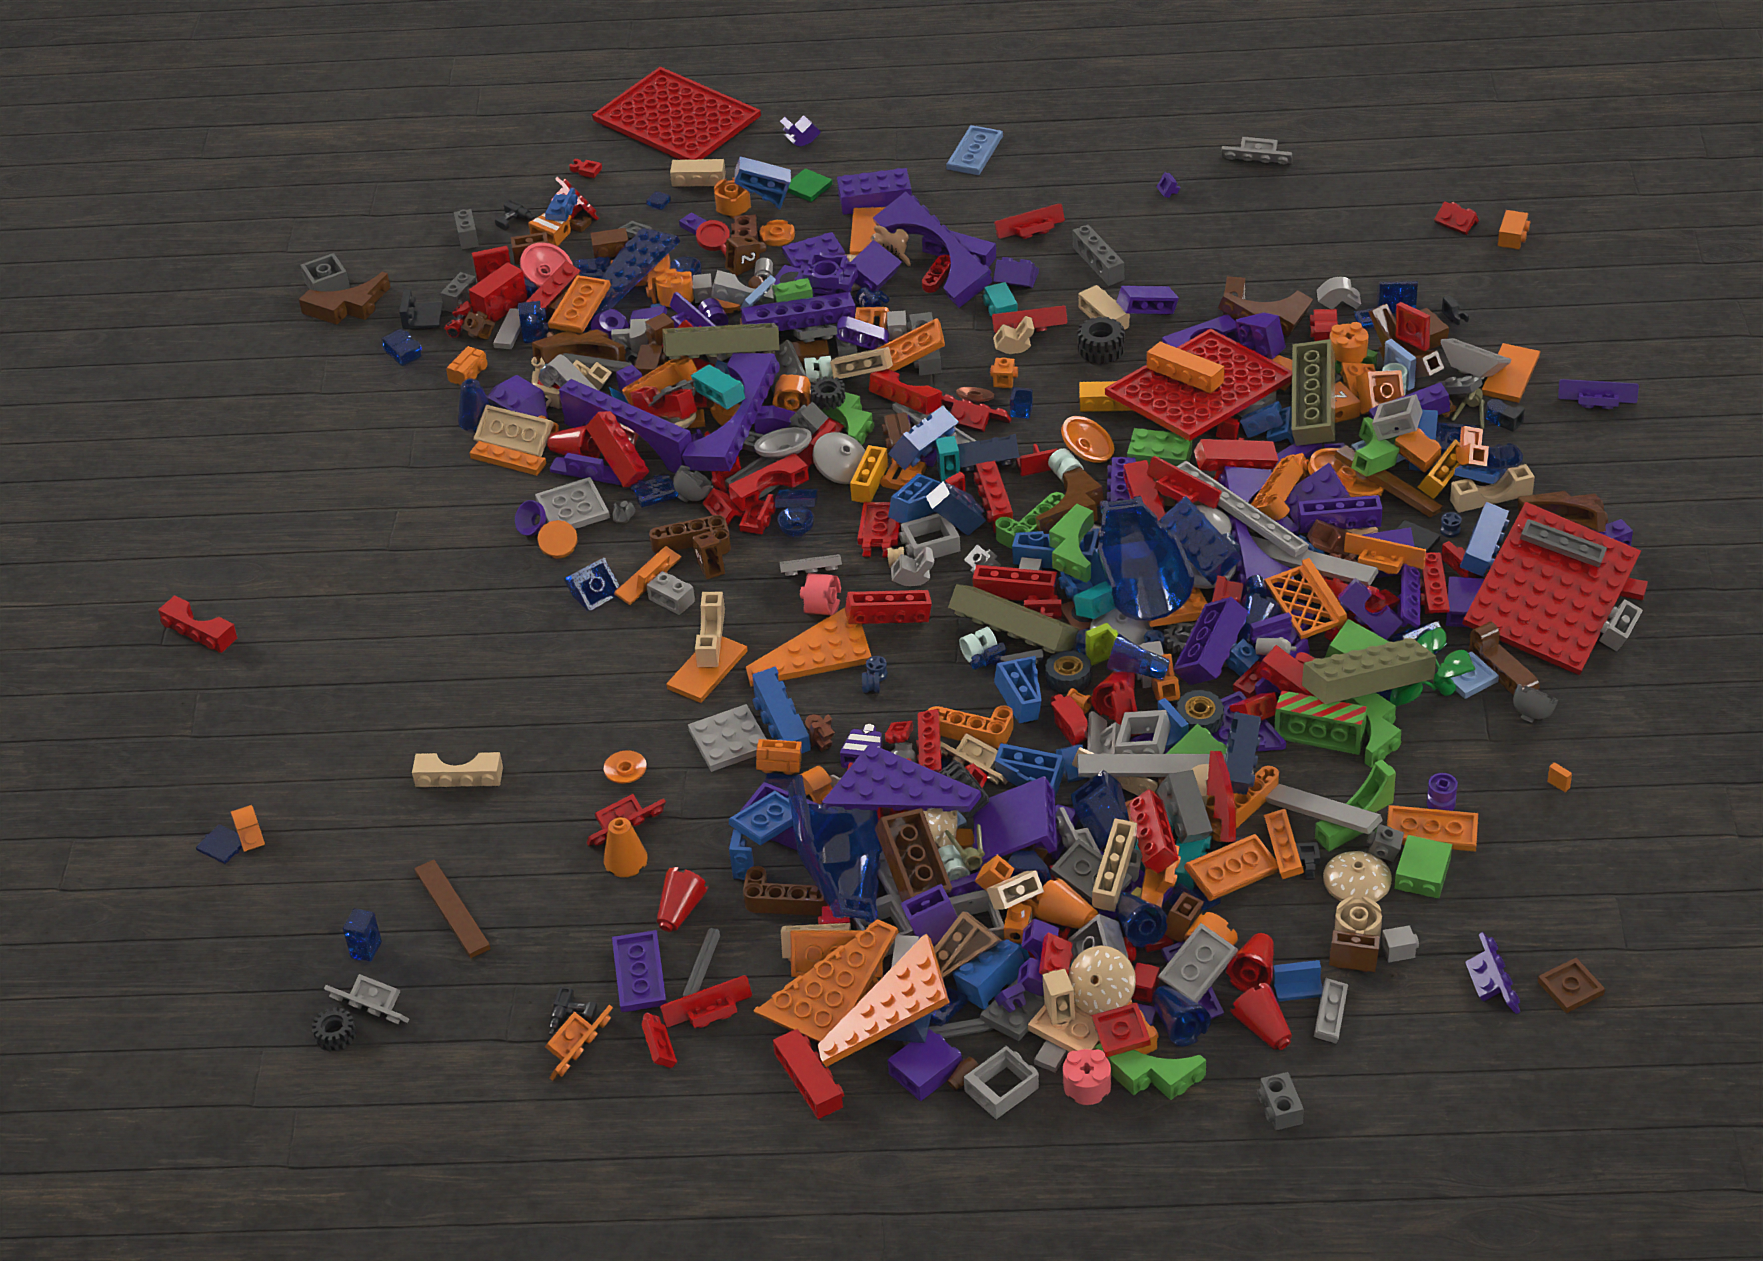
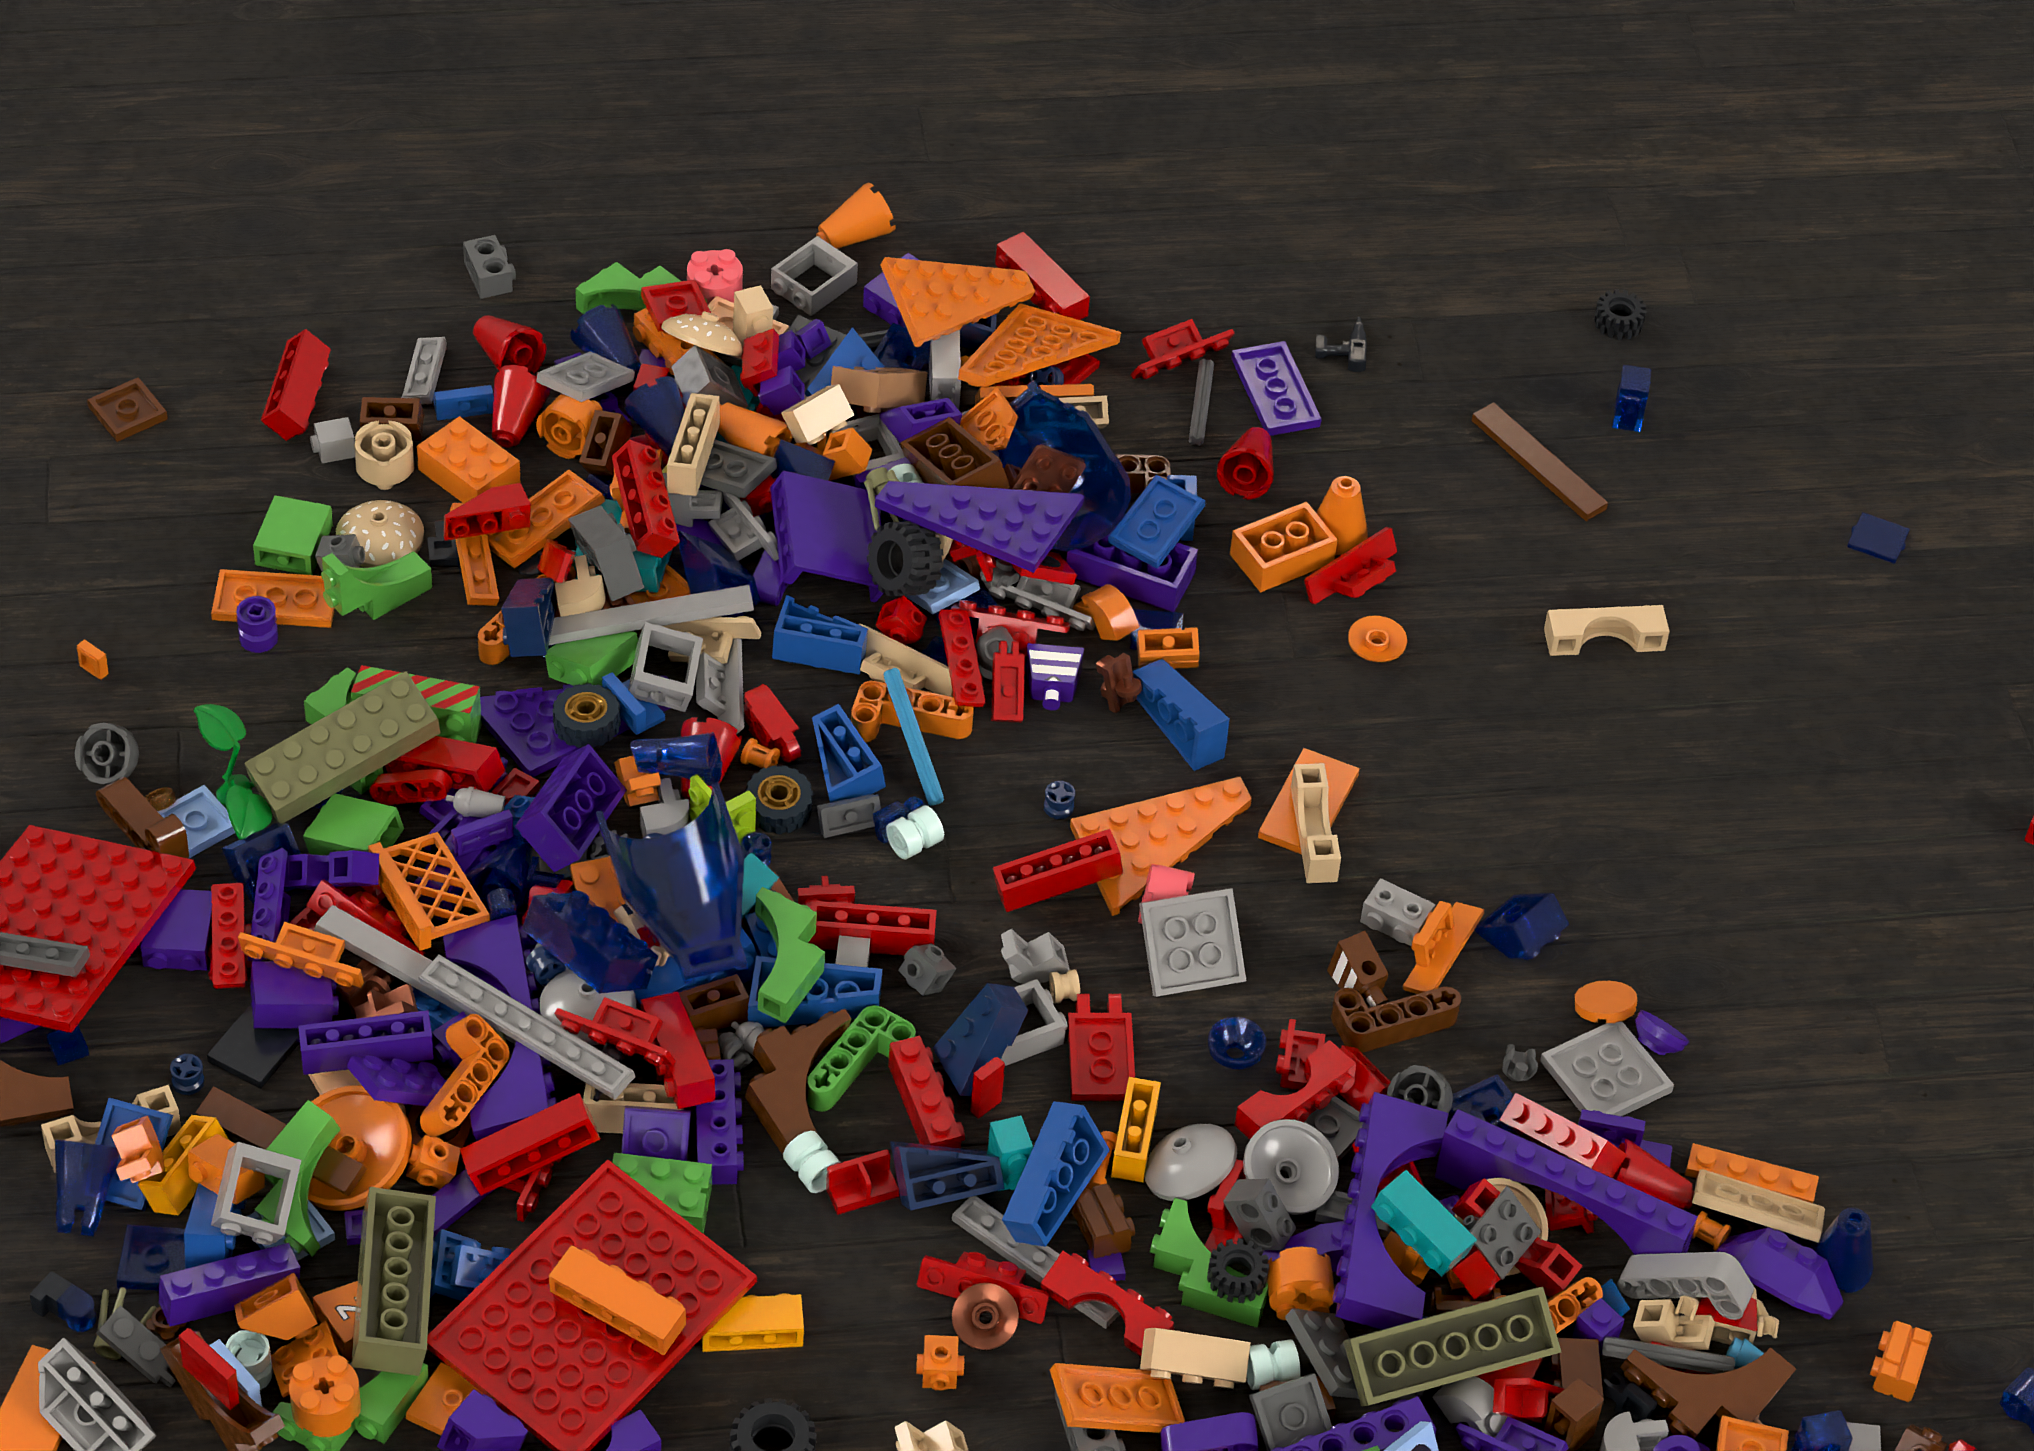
camera: 165 degrees right, 5 degrees up
(247, 828) = (1856, 540): orange brick -> none
(371, 994) = (1593, 343): light grey bracket -> none
(571, 1037) = (1326, 309): orange bracket -> none
(658, 1041) = (1227, 308): red hinge -> none
(673, 828) = (1283, 546): none -> orange brick
(727, 737) = (1252, 696): light grey plate -> none
(796, 498) = (1240, 1077): clear blue tile -> none
(850, 838) = (1046, 471): none -> copper bracket
(870, 682) = (1064, 771): dark blue wheel -> none
(881, 897) = (991, 421): none -> orange tile
(911, 500) = (1045, 1069): blue wedge -> none
(955, 1129) = (857, 219): none -> orange cone
(956, 1079) = (853, 288): reddish brown cone -> none
(971, 698) = (913, 736): none -> dark azure axle
(1013, 618) = (866, 855): olive brick -> none
(1021, 402) = (902, 1304): clear blue panel -> none
(1071, 771) = (767, 670): blue slope -> none
(1087, 439) = (780, 1206): orange dish -> none
(1123, 701) = (691, 710): red hinge -> none
(1258, 705) = (511, 729): red hinge -> none
(1268, 852) = (490, 512): none -> red slope
(1291, 916) = (466, 461): none -> orange brick
(1324, 808) = (417, 576): light grey tile -> none
(1434, 985) = (296, 385): none -> red brick
(1453, 557) = (177, 1010): red panel -> none
(1484, 539) = (142, 999): wedge -> none
(1489, 976) = (223, 410): bracket -> none
(1494, 683) = (161, 798): none -> clear orange tile

